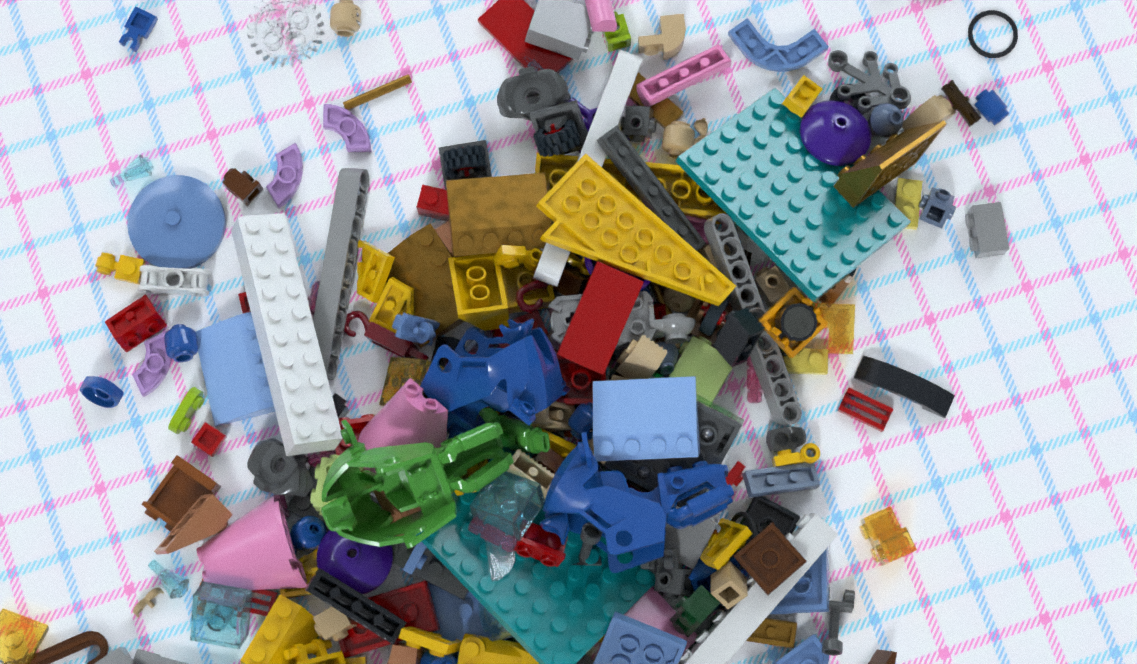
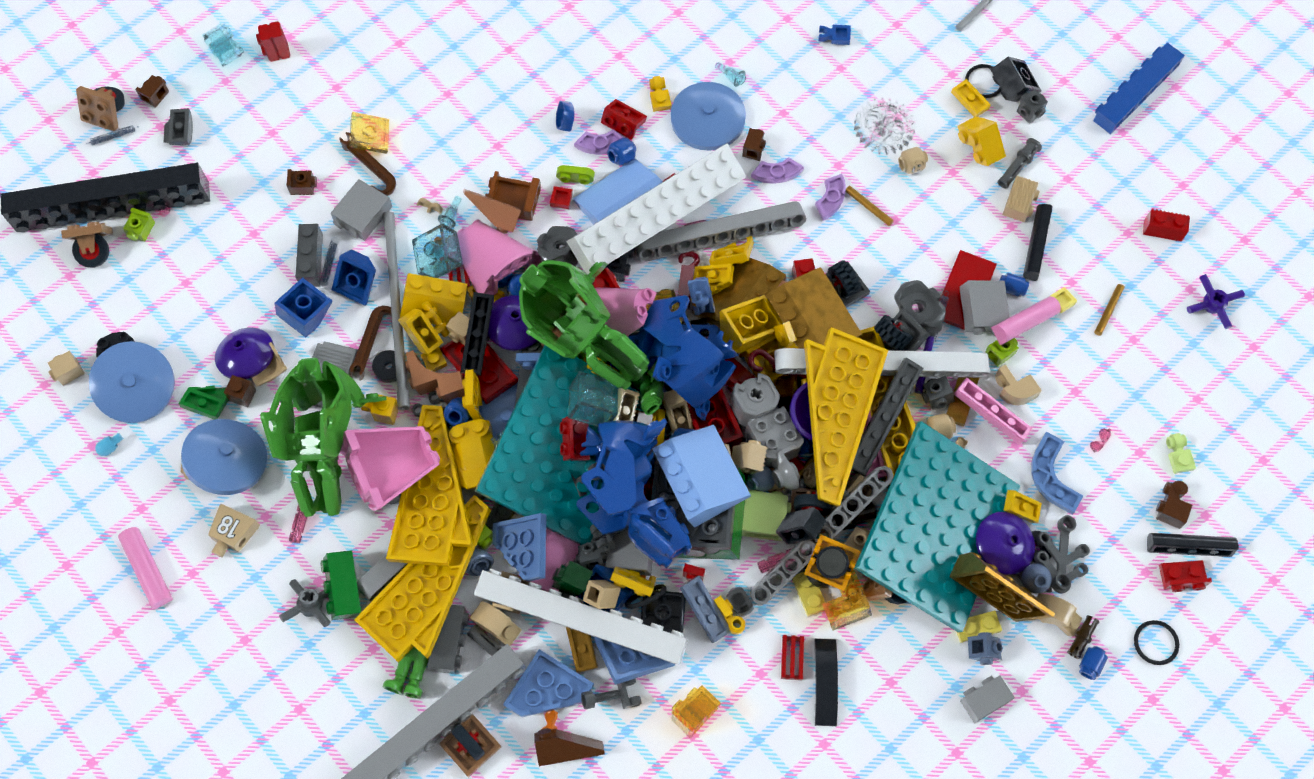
camera: 65 degrees right, 10 degrees down
(156, 281) = (668, 140): white piece -> none
(492, 534) = (565, 397): axle -> none
(499, 560) = (553, 411): clear plate -> none
(600, 318) = (765, 410): red tile -> none
(770, 559) = (635, 616): reddish brown tile -> none

